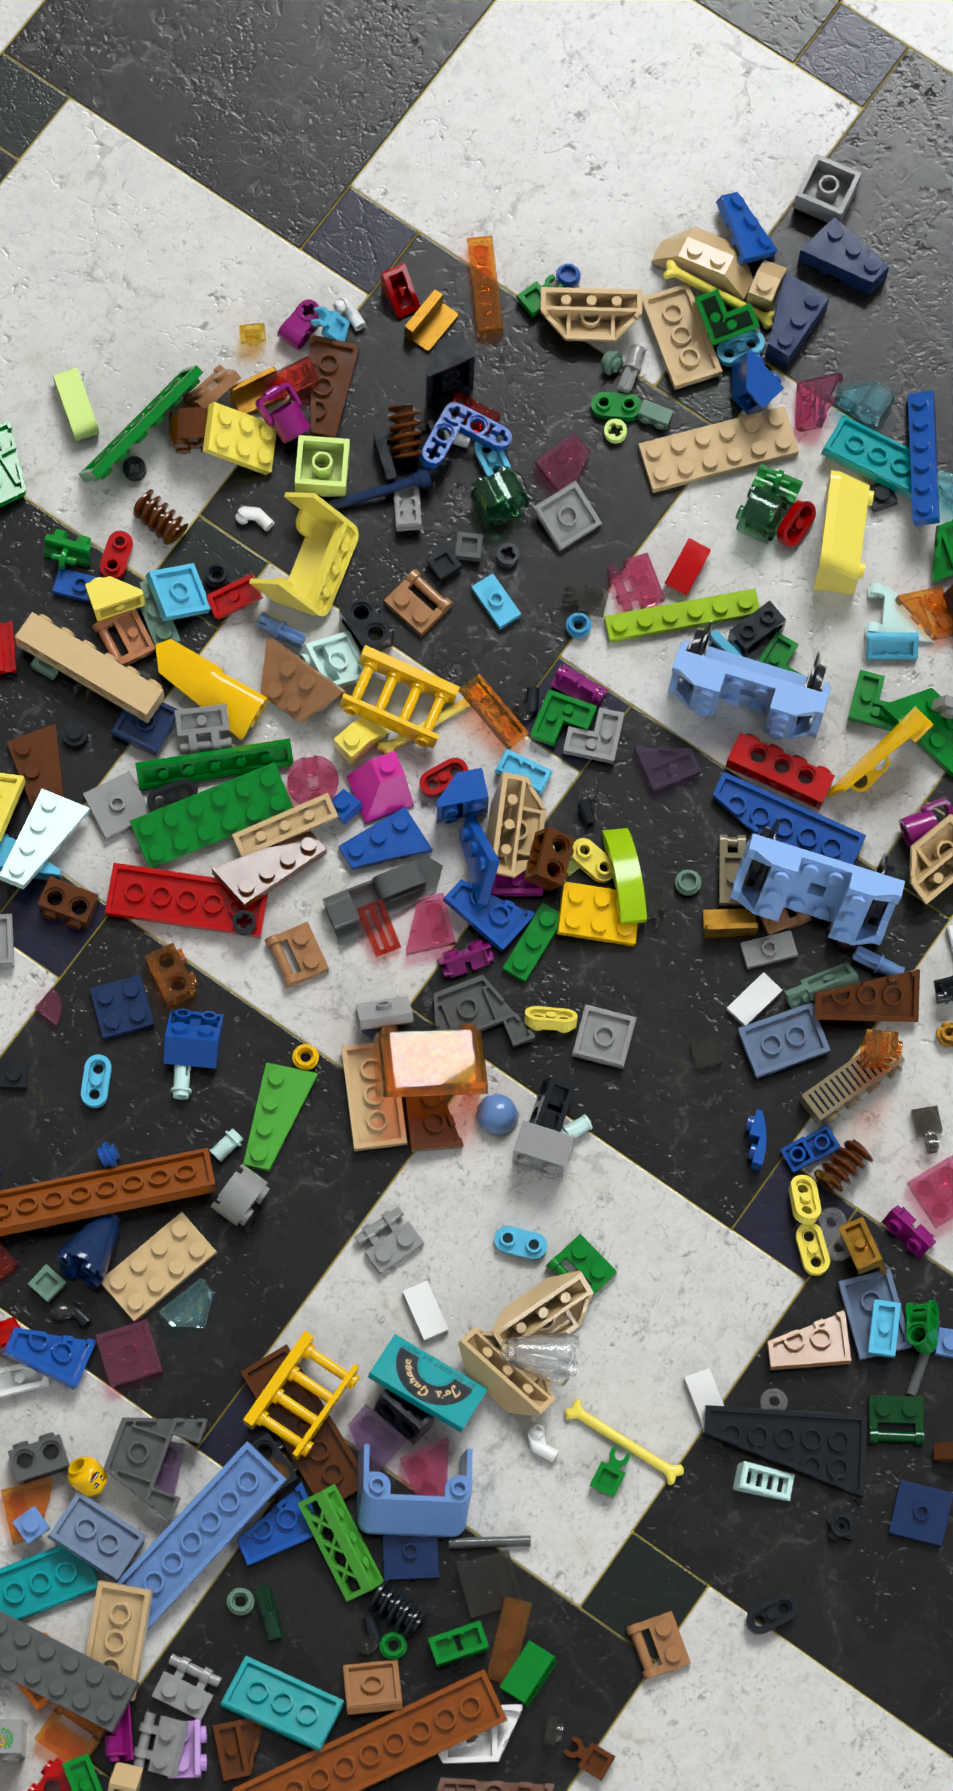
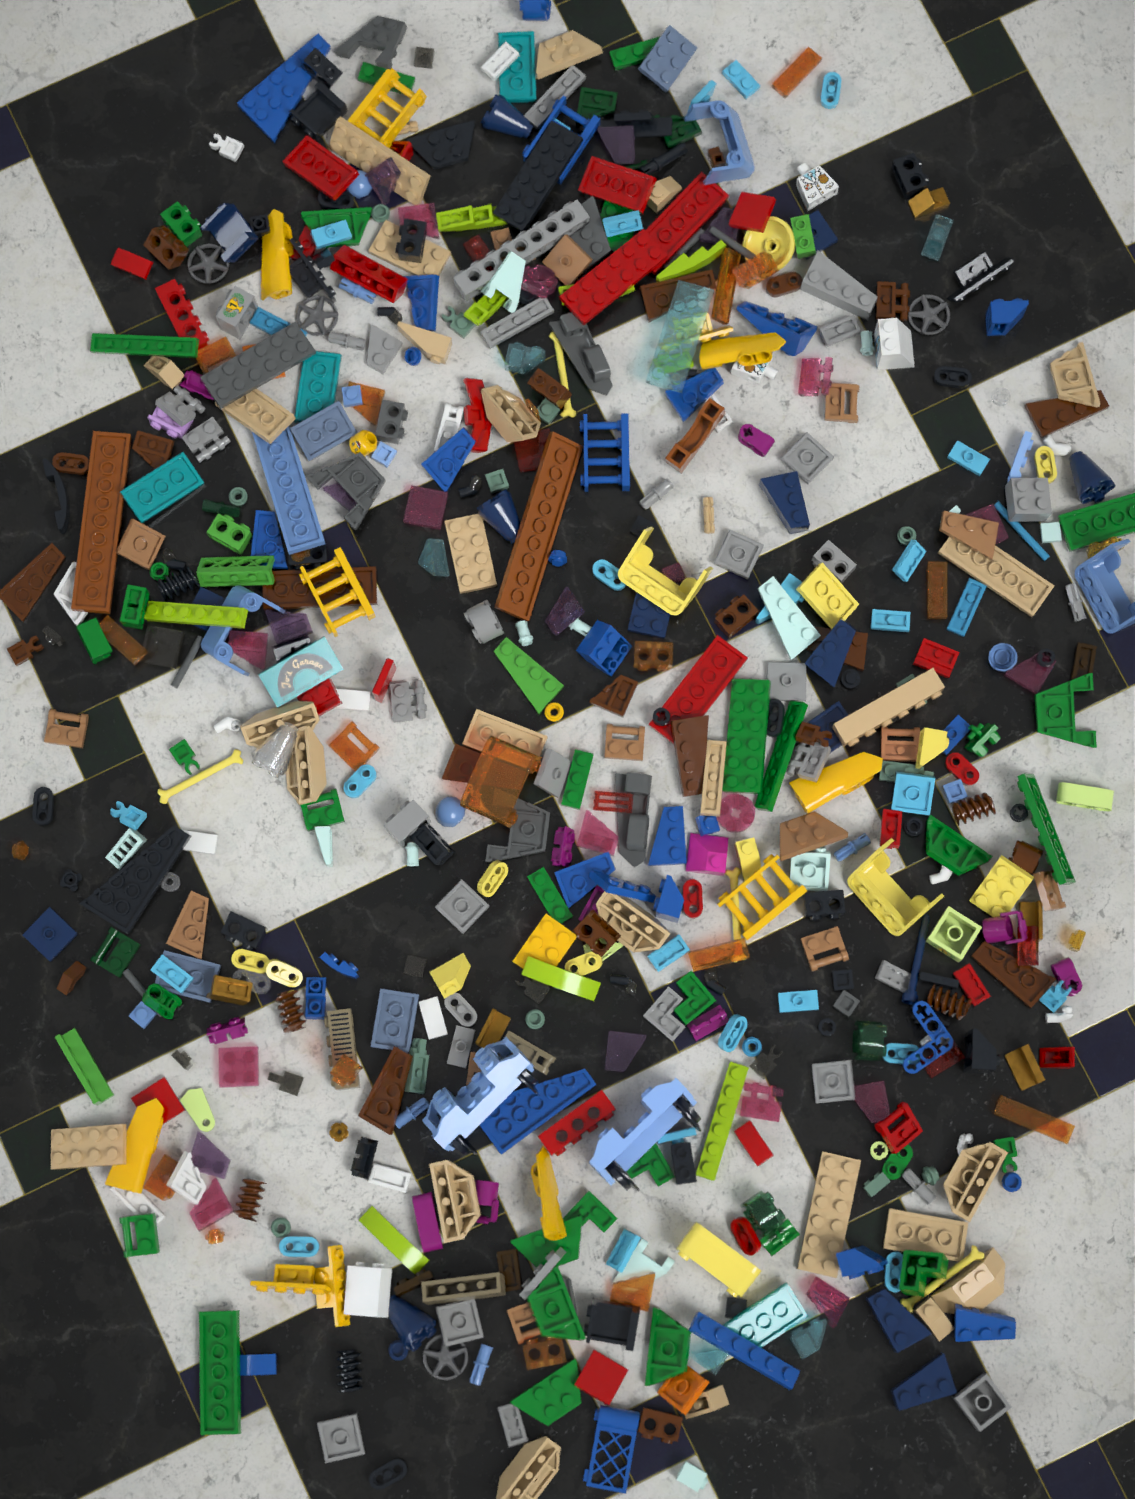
camera: 125 degrees right, 5 degrees up
(54, 764) = (832, 651): none -> dark blue wedge
(82, 1013) = (655, 586): none -> light yellow windscreen
(86, 1444) = (384, 454): none -> light blue plate
(149, 549) = (954, 791): none -> medium blue plate
(171, 740) = (811, 734): none -> reddish brown plate
(173, 1109) = (564, 612): none -> clear purple wing
(220, 518) = (952, 848): none -> green wing
(245, 993) = (616, 696): none -> reddish brown wing
(303, 1581) = (227, 537): none -> bright green brick
(368, 422) = (971, 984): none -> red plate
(373, 986) = (577, 779): none -> green plate
(381, 1276) = (384, 680): none -> red tile
(427, 1553) = (196, 614): none -> lime plate
(442, 1342) = (323, 695): none -> red plate
(490, 1277) = (349, 751): none -> clear orange plate
(551, 347) = (964, 1140): none -> white arm
(575, 652) = (732, 1033): none -> medium azure plate
(582, 412) = (903, 1132): none -> red plate
(617, 1241) = (324, 837): none -> light aqua slope
(695, 1002) = (451, 975): none -> light yellow slope
(722, 1495) = (129, 816): none -> medium azure plate
(726, 973) = (461, 1010): none -> light grey plate
(775, 1276) = (246, 927): none -> black brick
(842, 1609) = (20, 850): none -> clear orange plate

